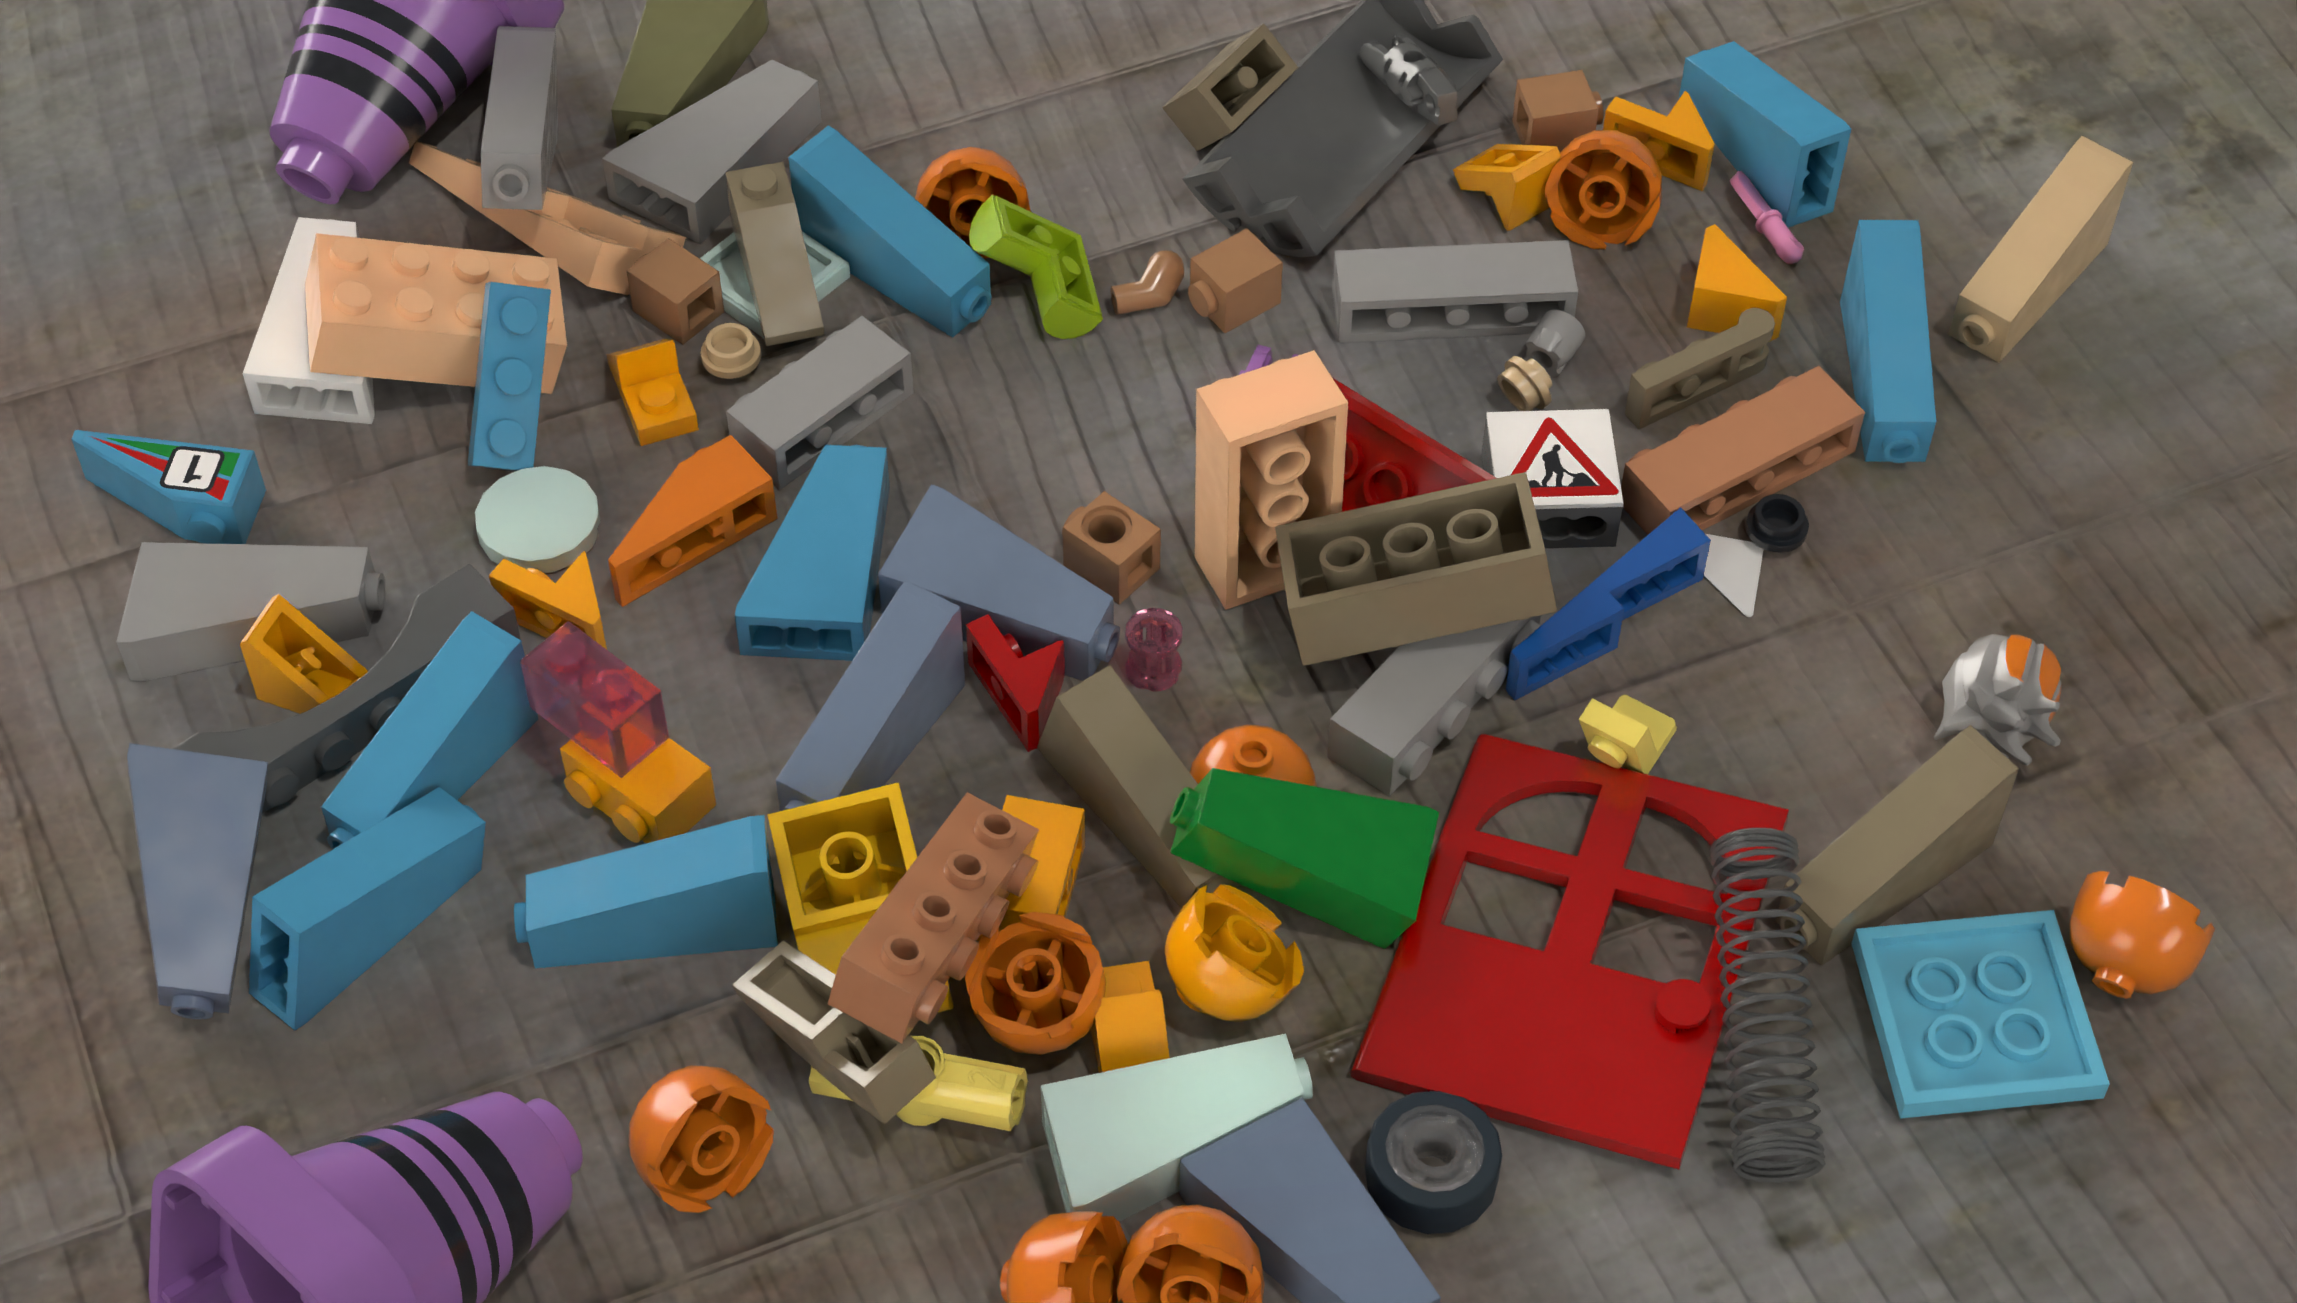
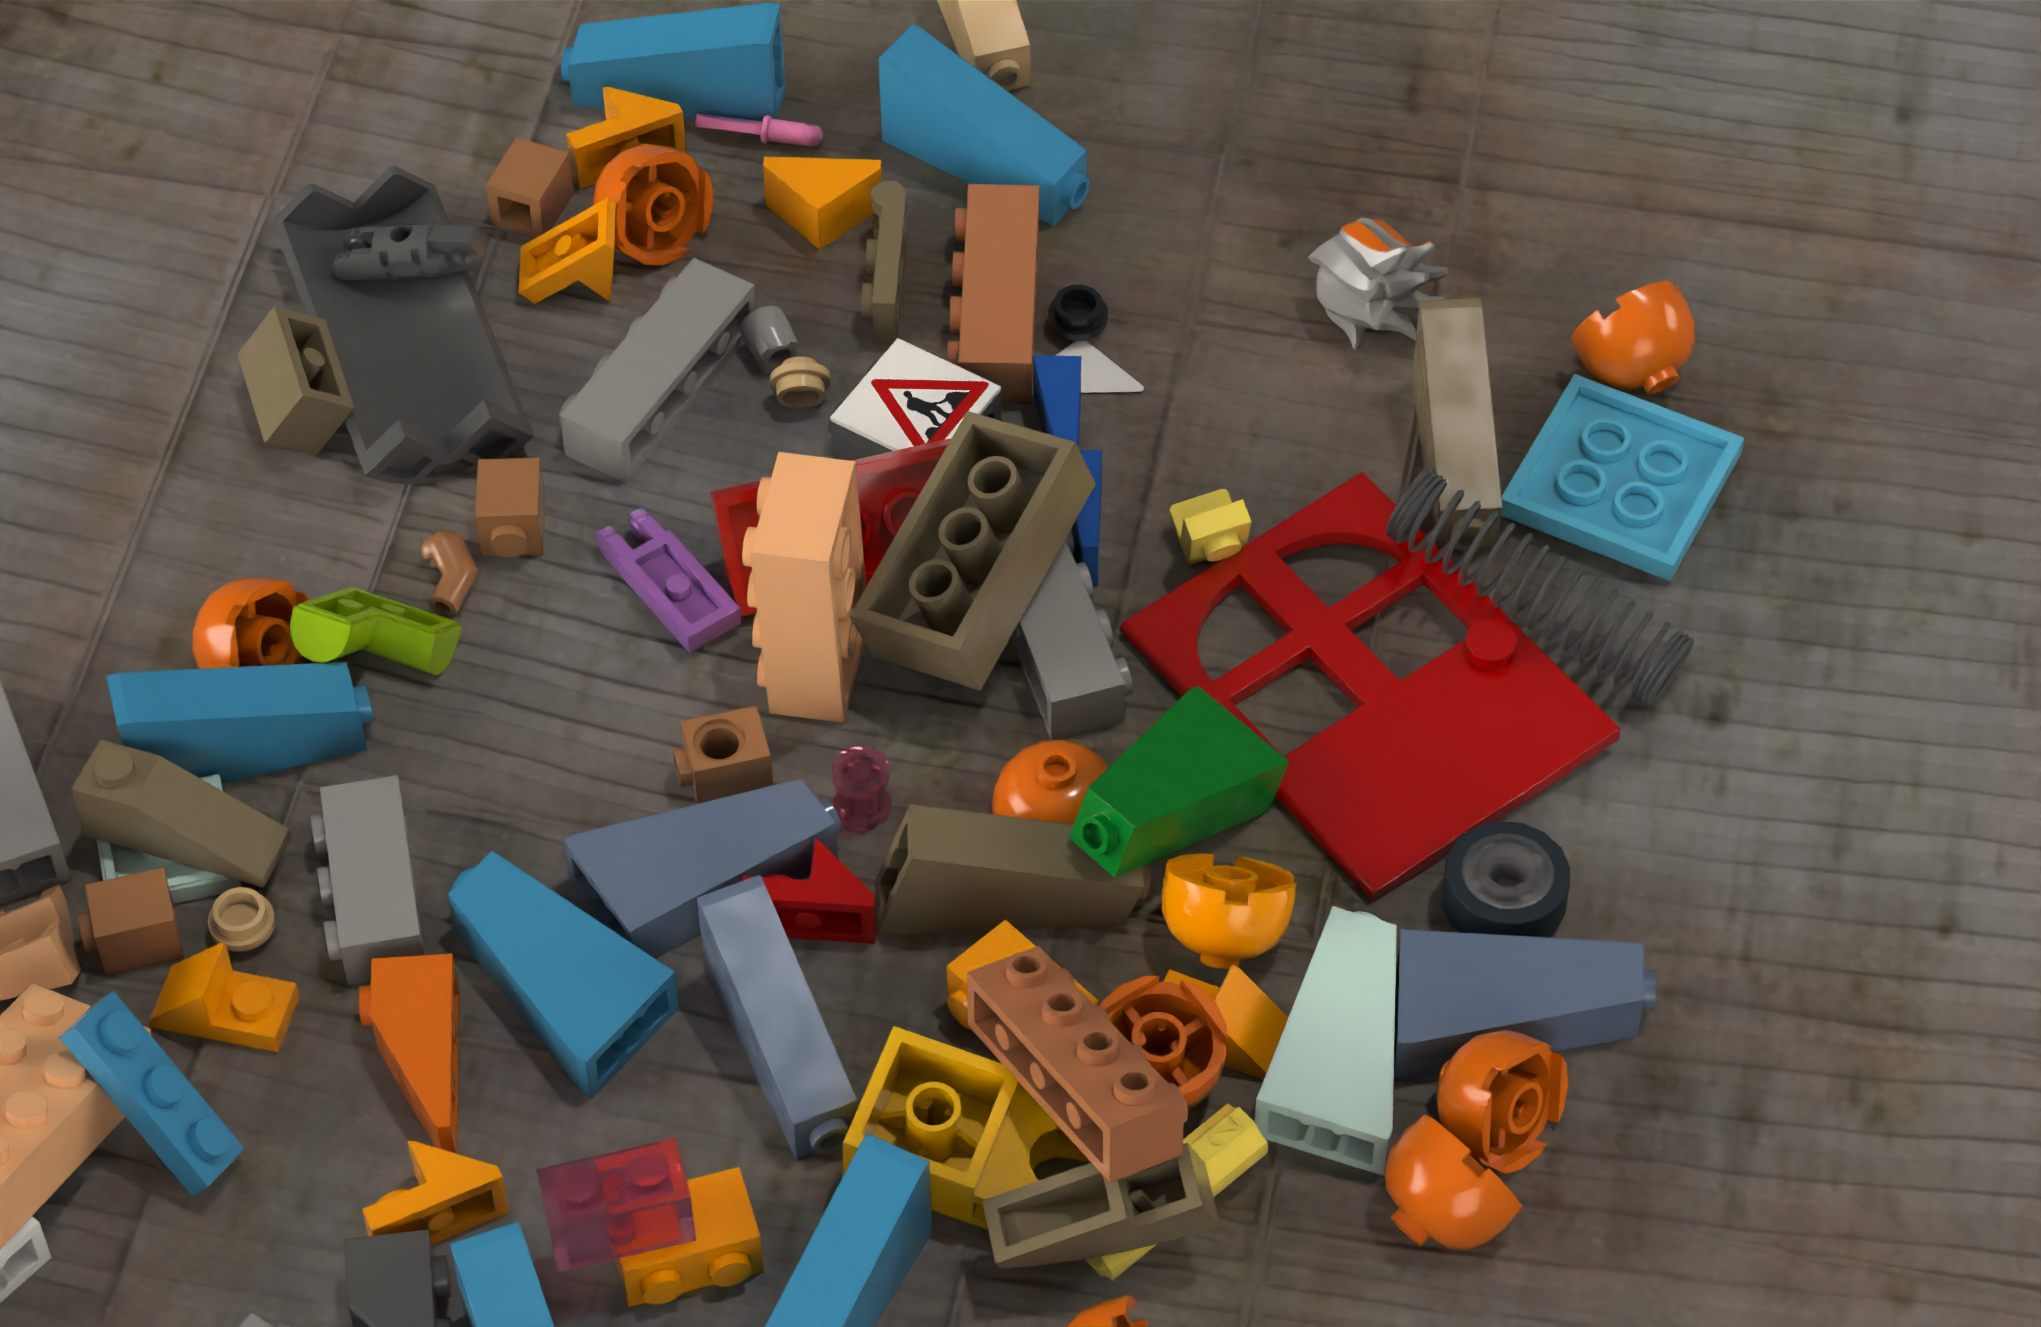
camera: 55 degrees left, 0 degrees up
(538, 518) = (304, 1174): light aqua tile -> none

